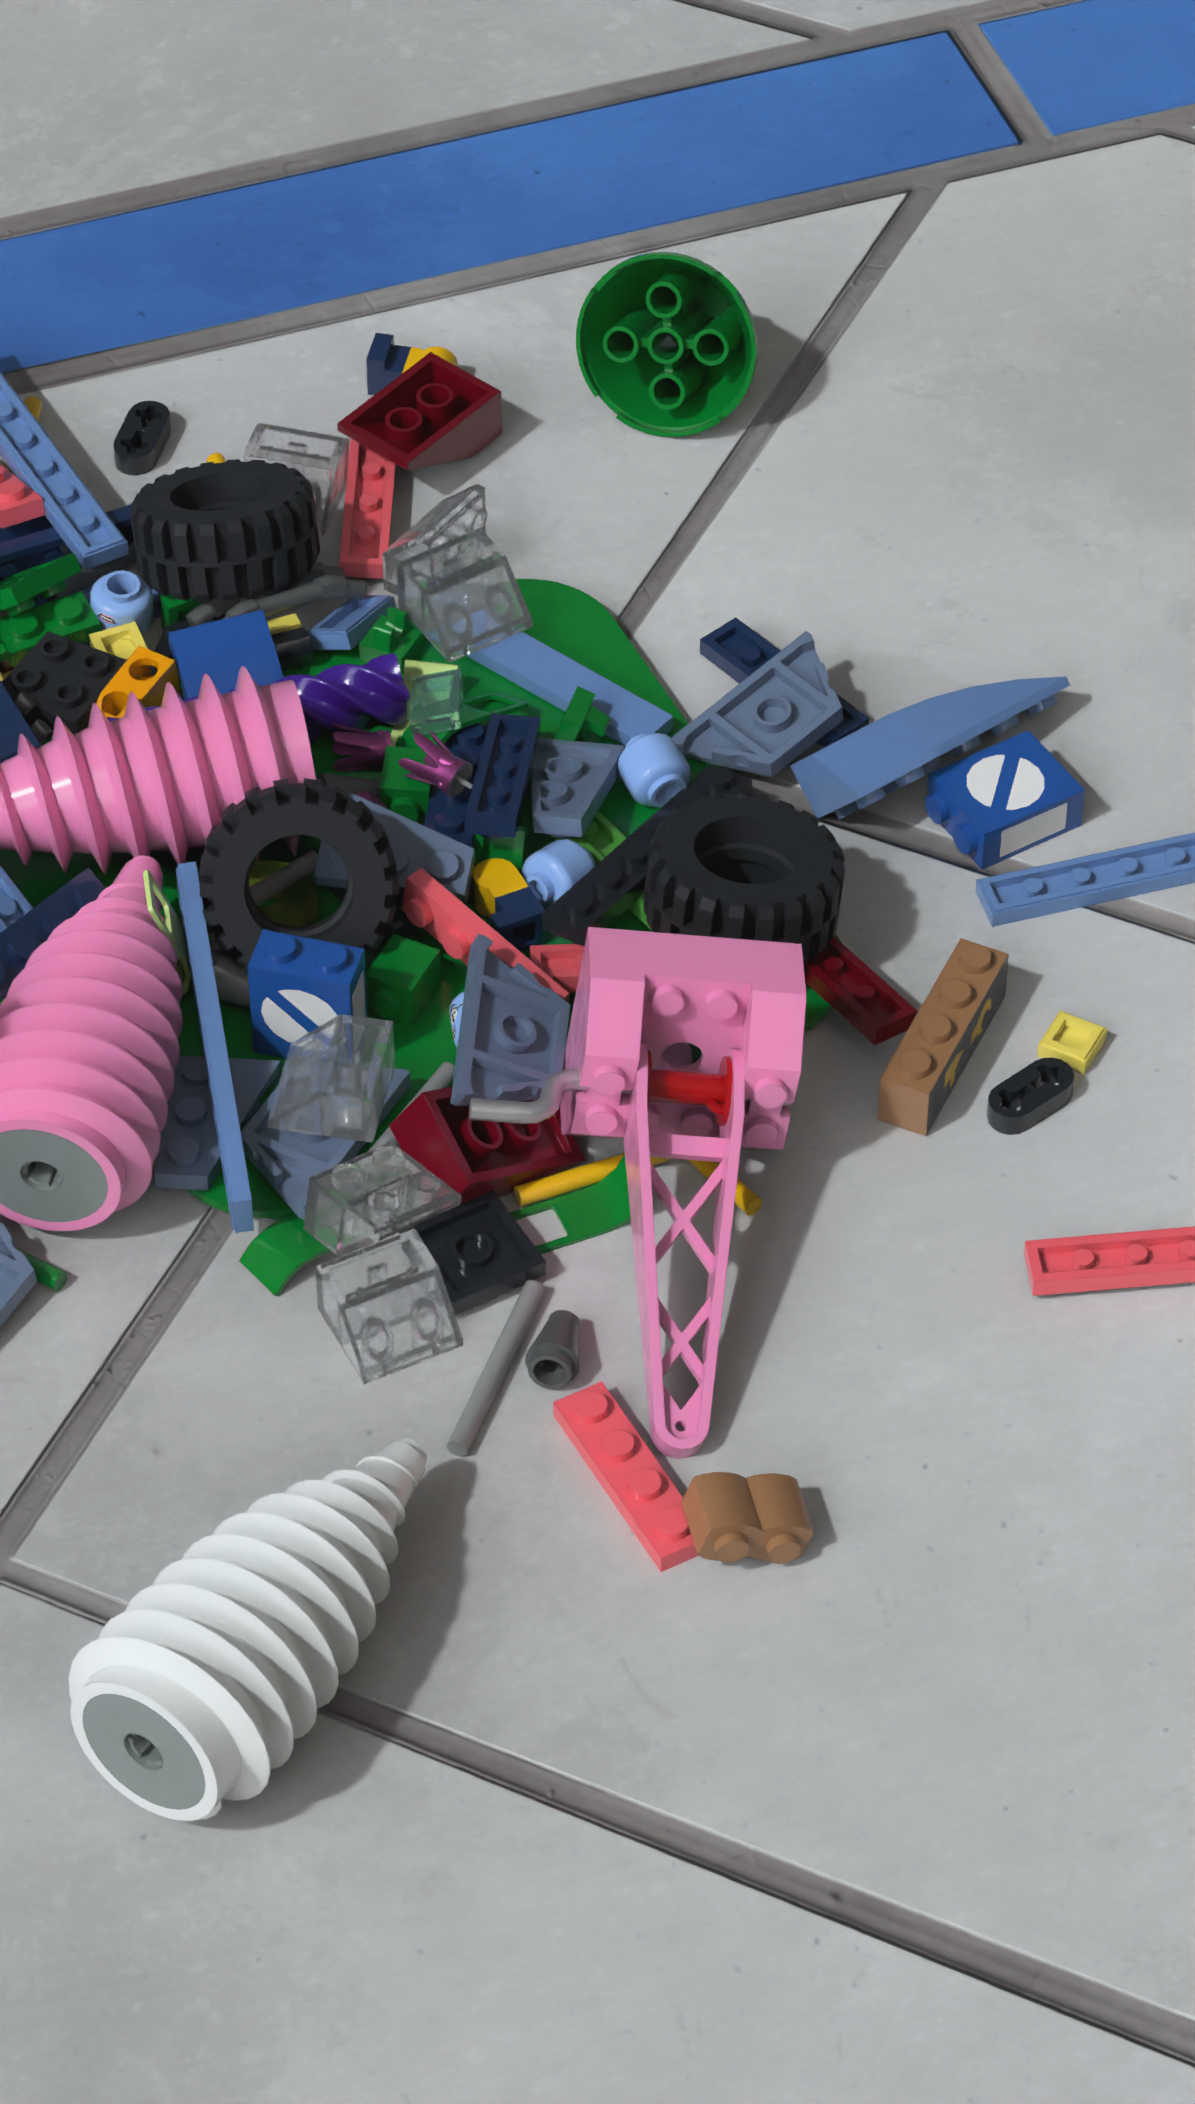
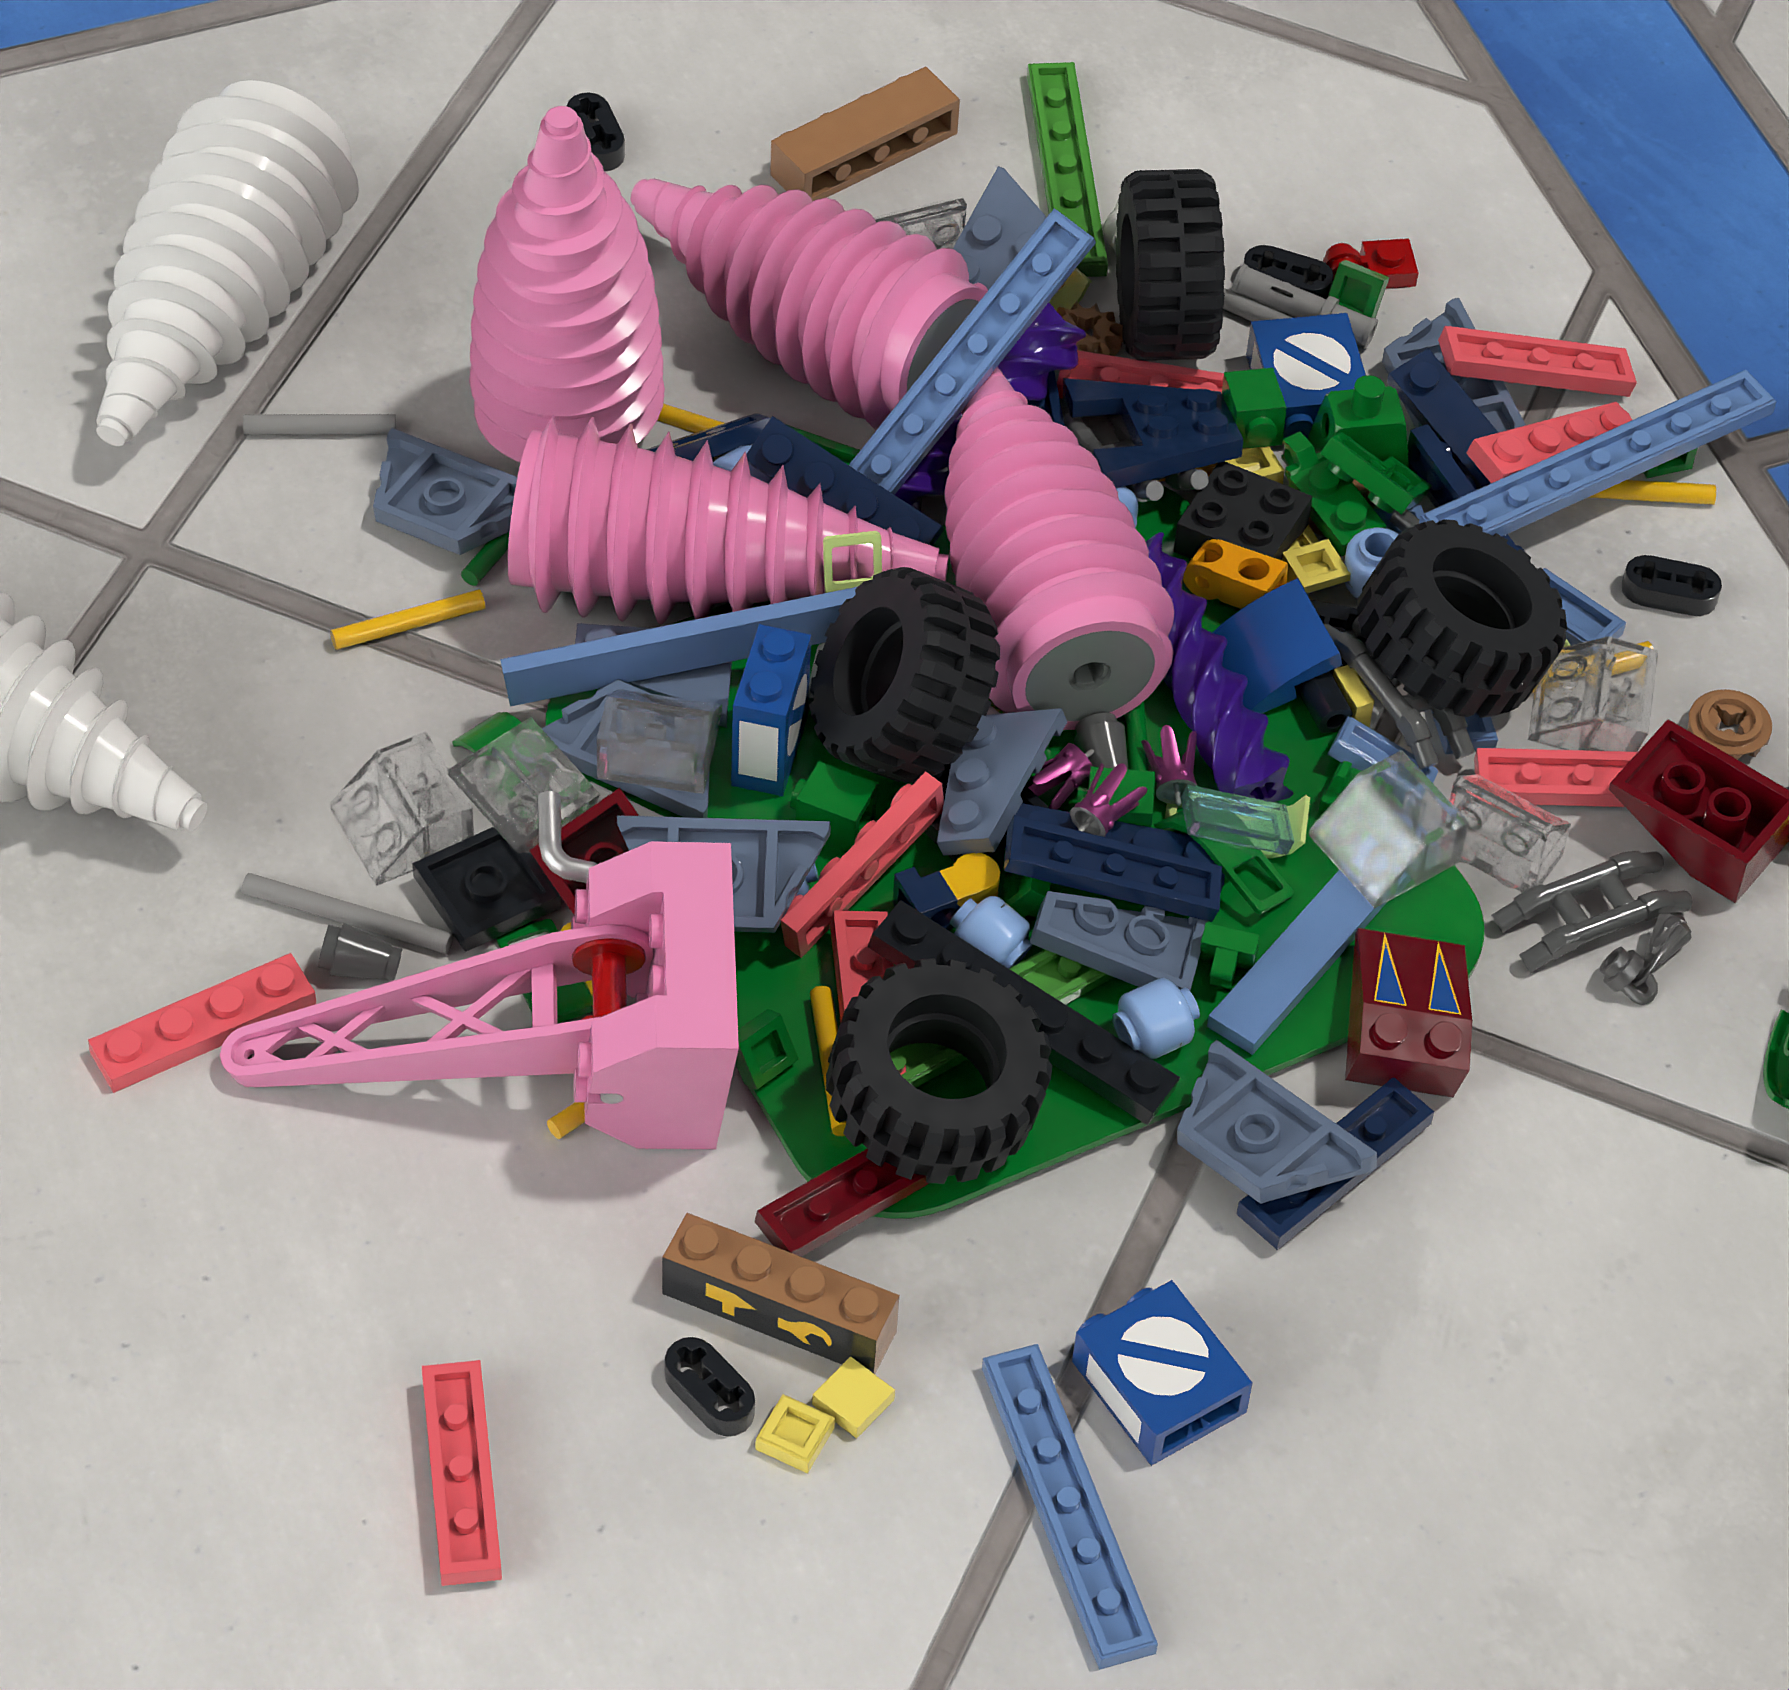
camera: 85 degrees right, 5 degrees up
(114, 1330) = (407, 619): none -> yellow bar
(312, 405) = (1731, 708): none -> medium nougat gear
(535, 516) = (1580, 928): none -> dark grey piece
(577, 499) = (1628, 966): none -> flat silver piece
(635, 619) = (1409, 1013): none -> dark red slope
(747, 1517) = (118, 1102): medium nougat brick -> none
(911, 741) = (1239, 1276): medium blue wedge -> none
(1034, 1002) = (853, 1397): none -> light yellow tile

